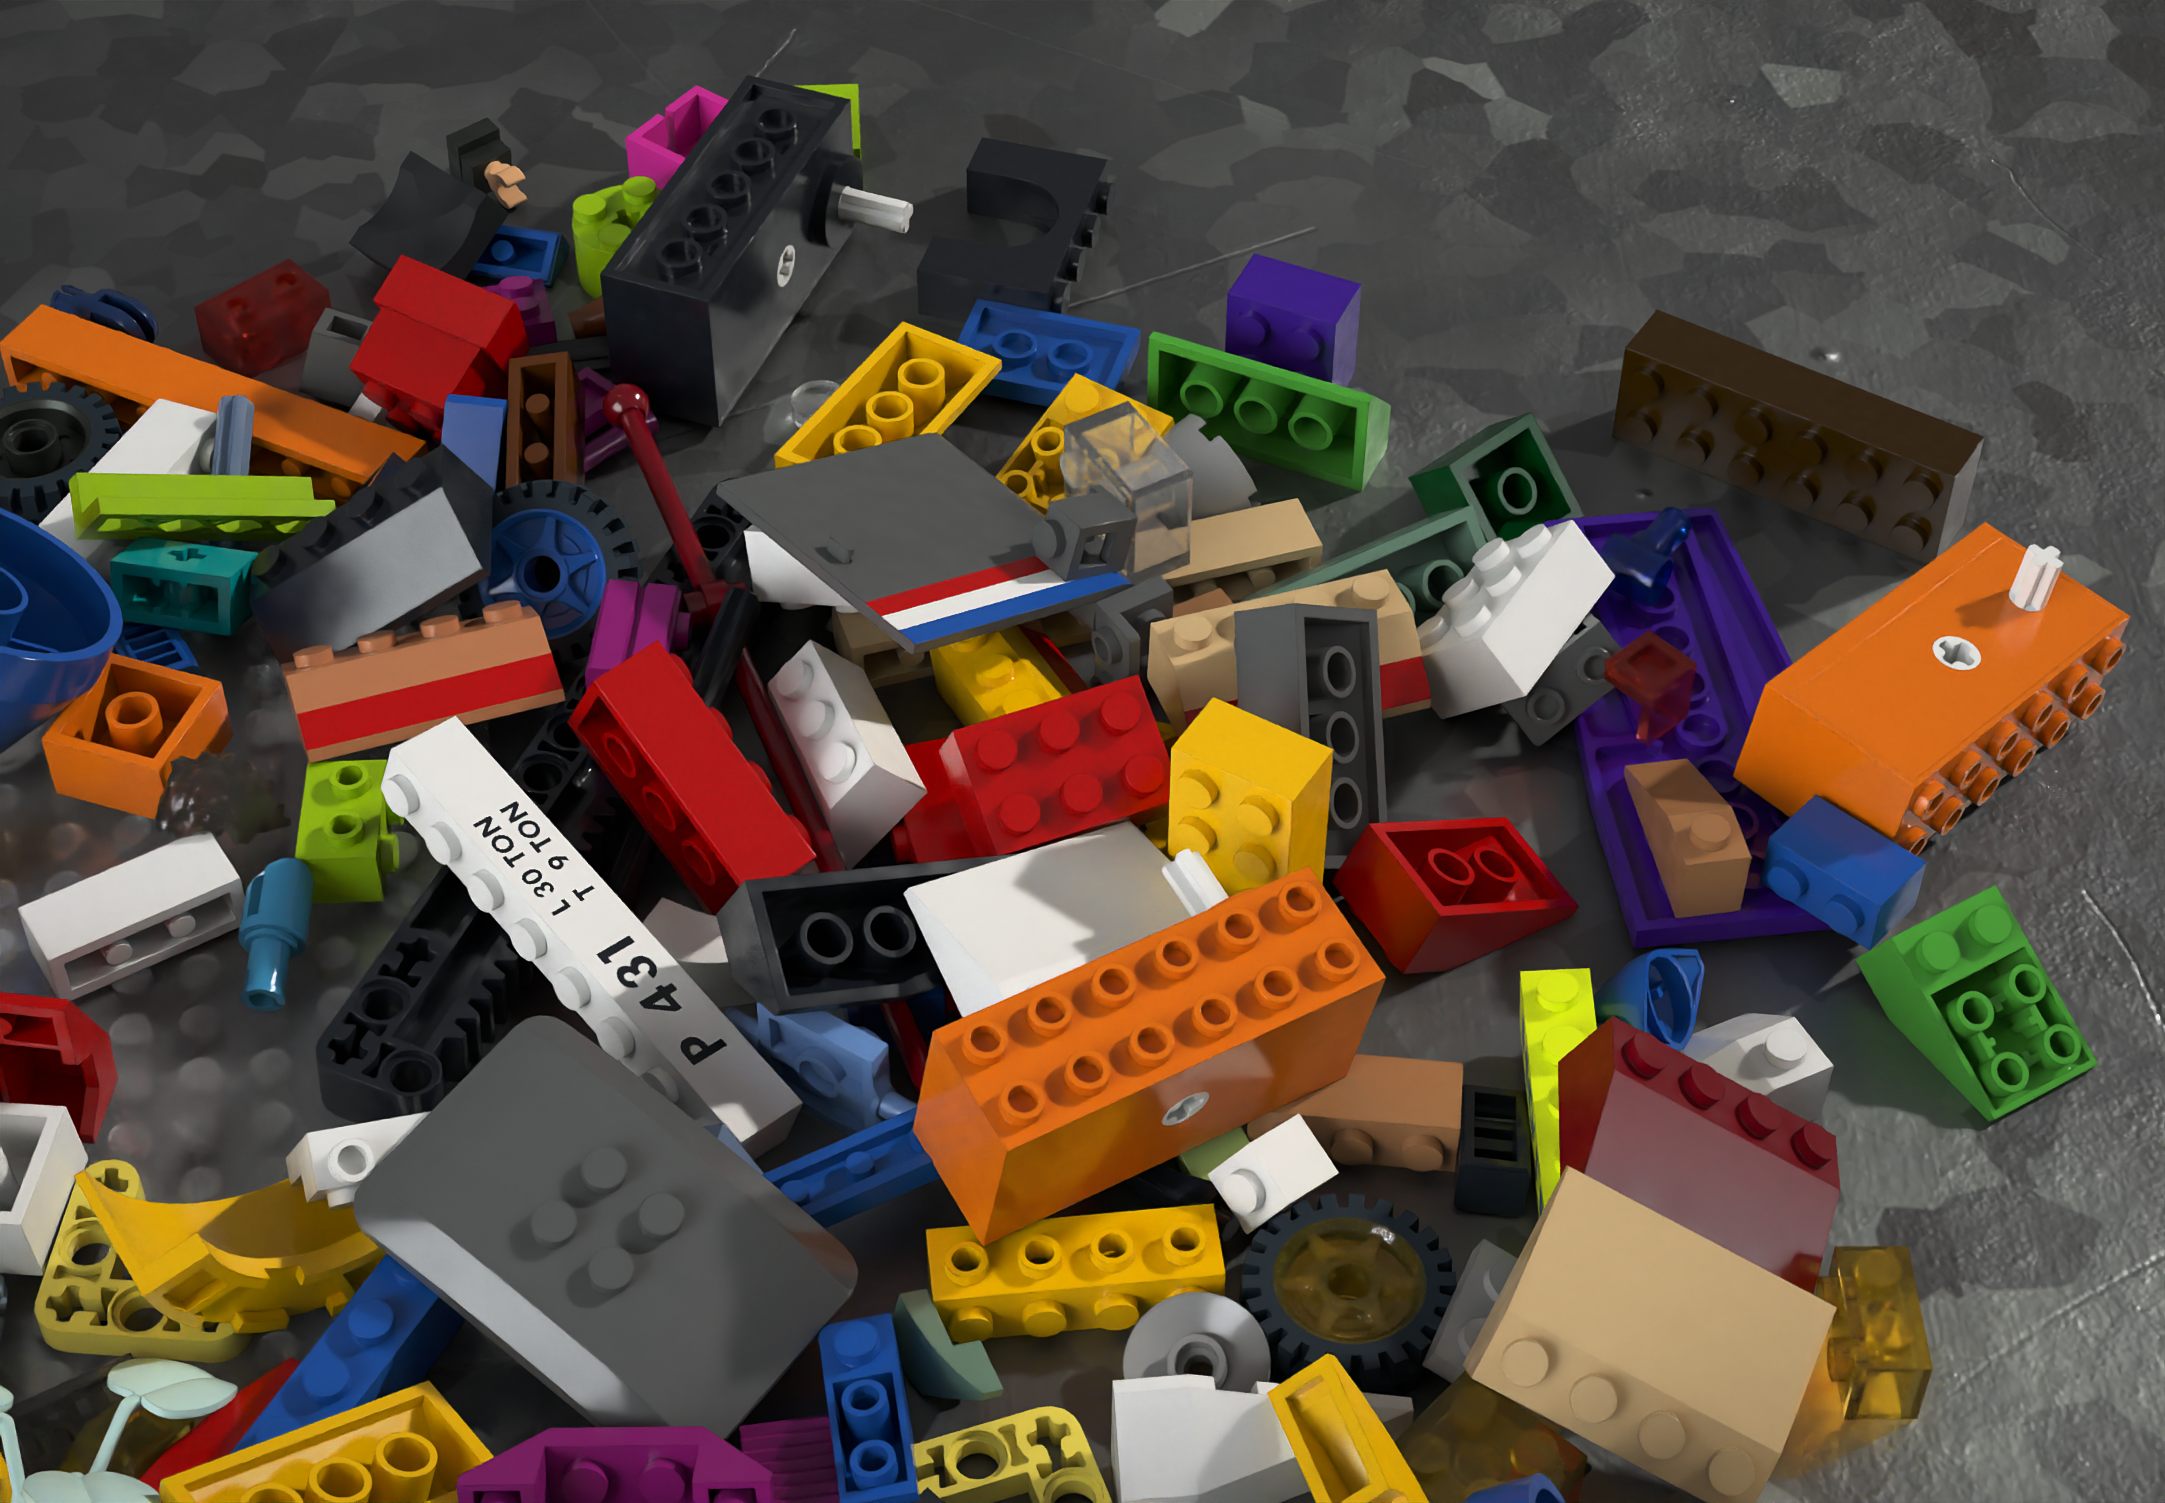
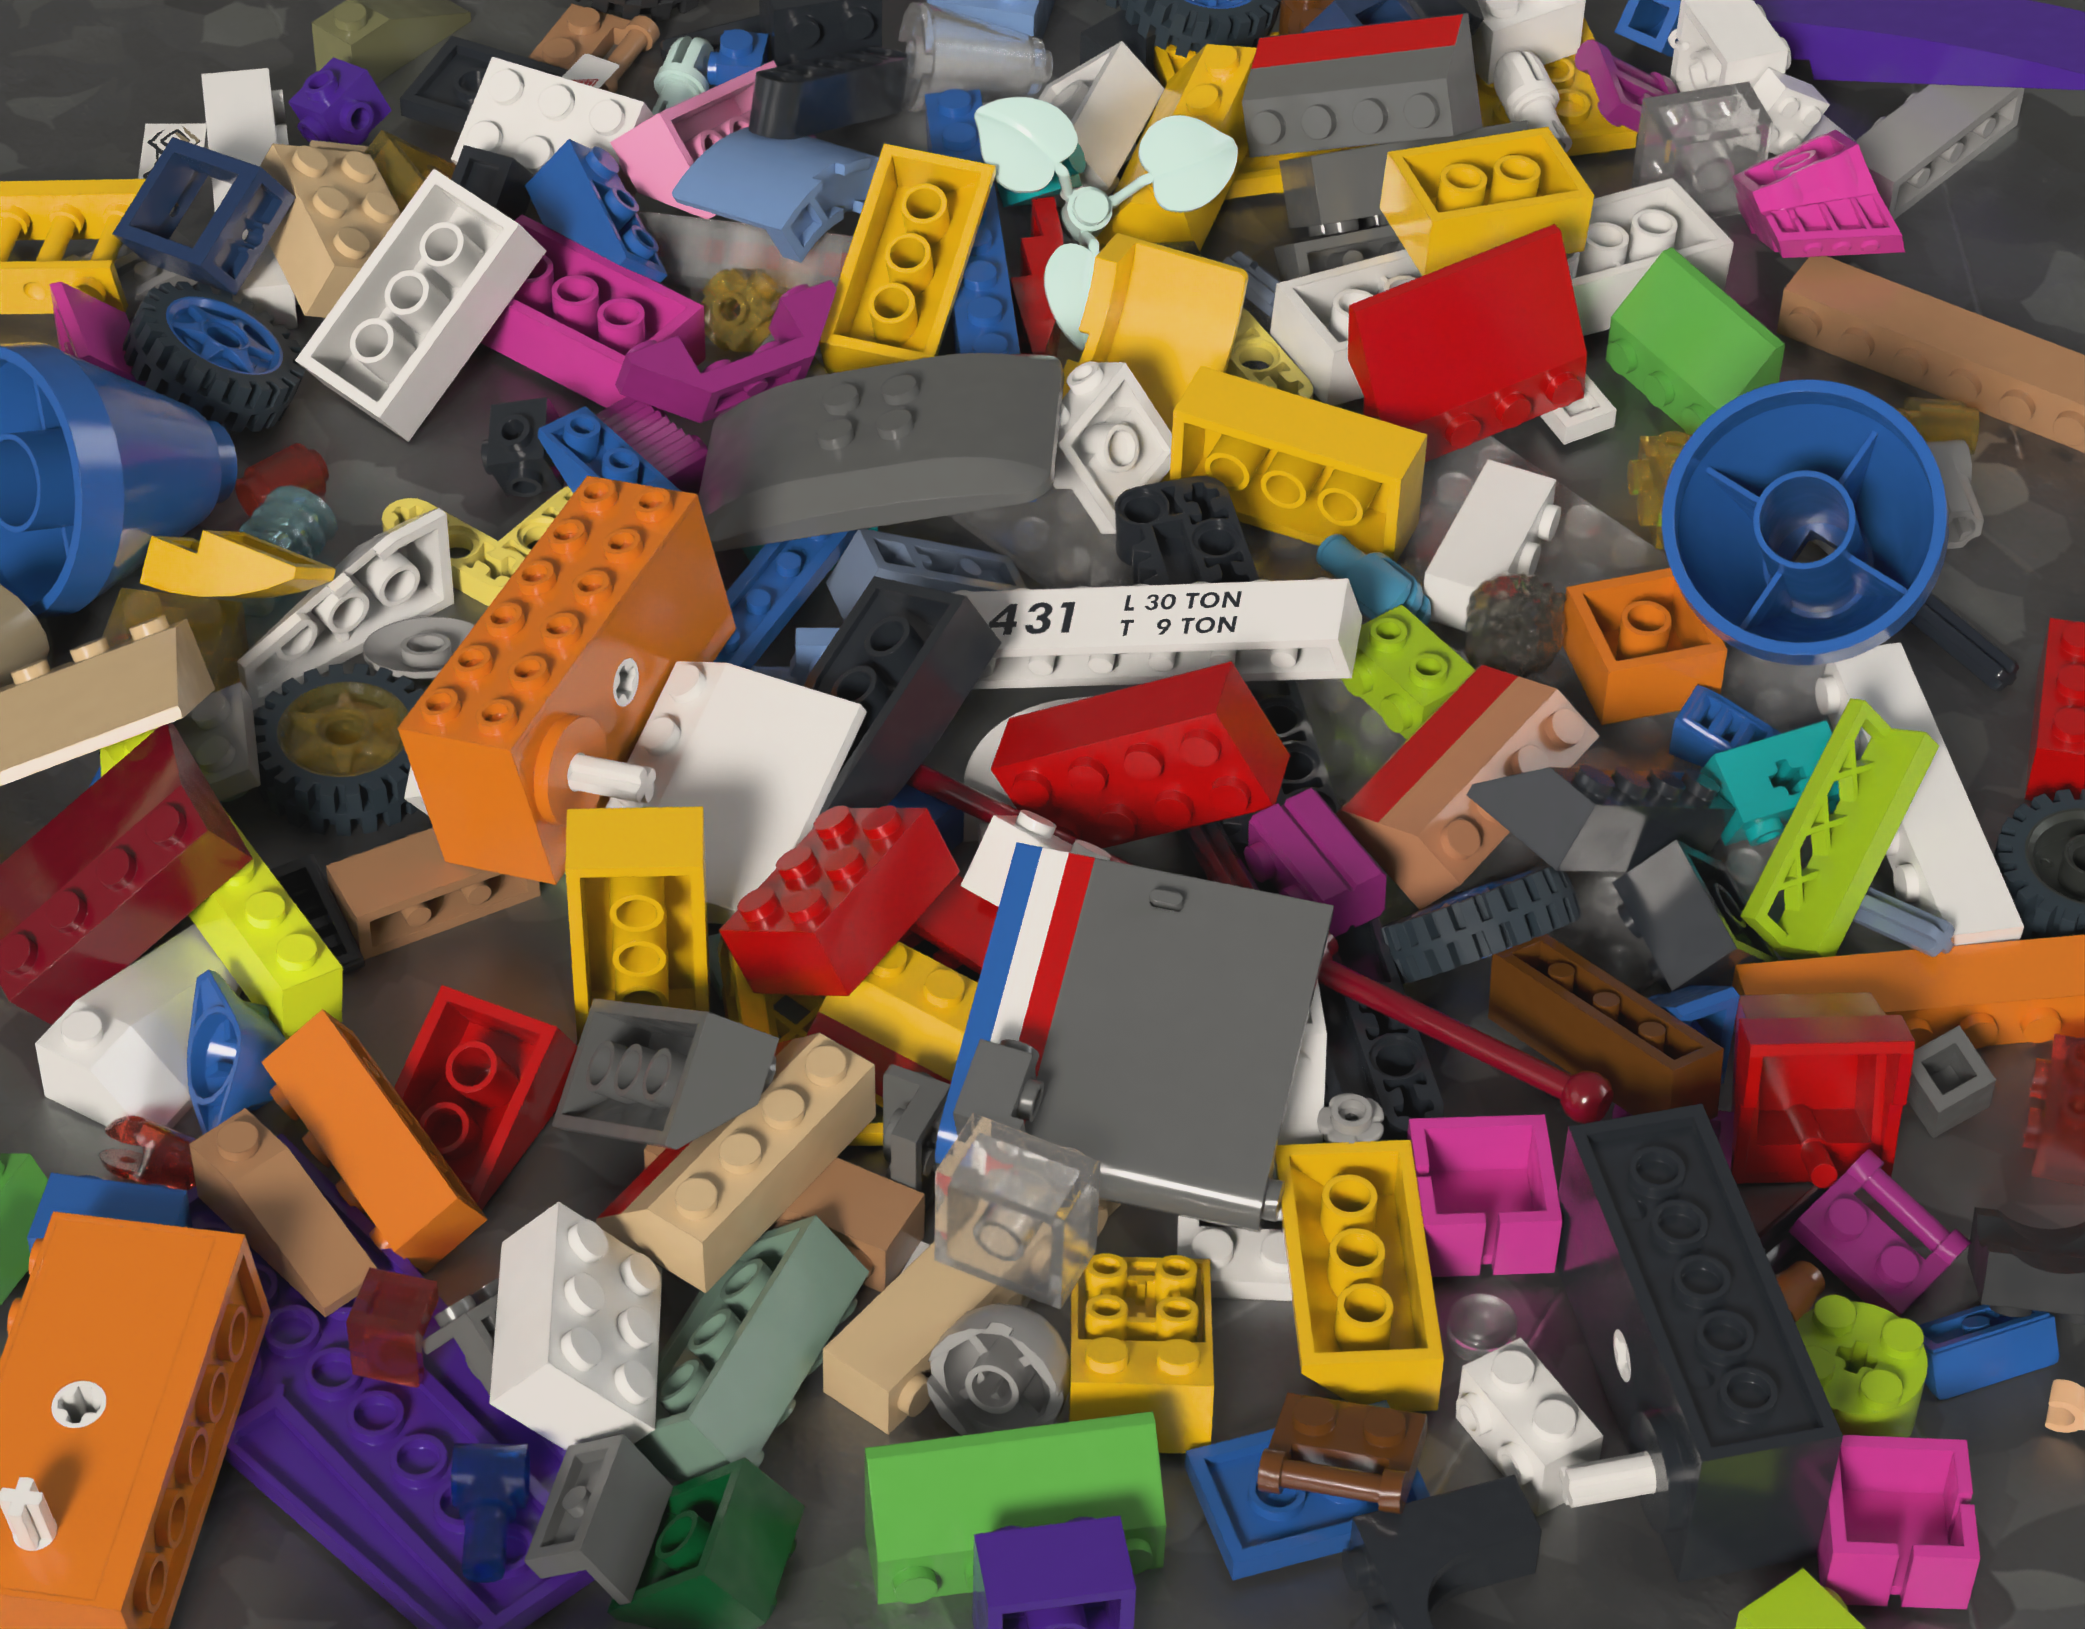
camera: 145 degrees right, 0 degrees up
(216, 1041) = (1301, 462): none -> yellow brick
(732, 426) = (1487, 1194): none -> dark pink piece
(865, 306) = (1525, 1421): none -> white brick
(996, 328) = (1344, 1451): none -> reddish brown plate
(1568, 866) = (372, 1142): none -> orange brick
(1596, 507) = (601, 1516): none -> dark grey panel
(1748, 972) = (164, 1158): none -> clear red piece

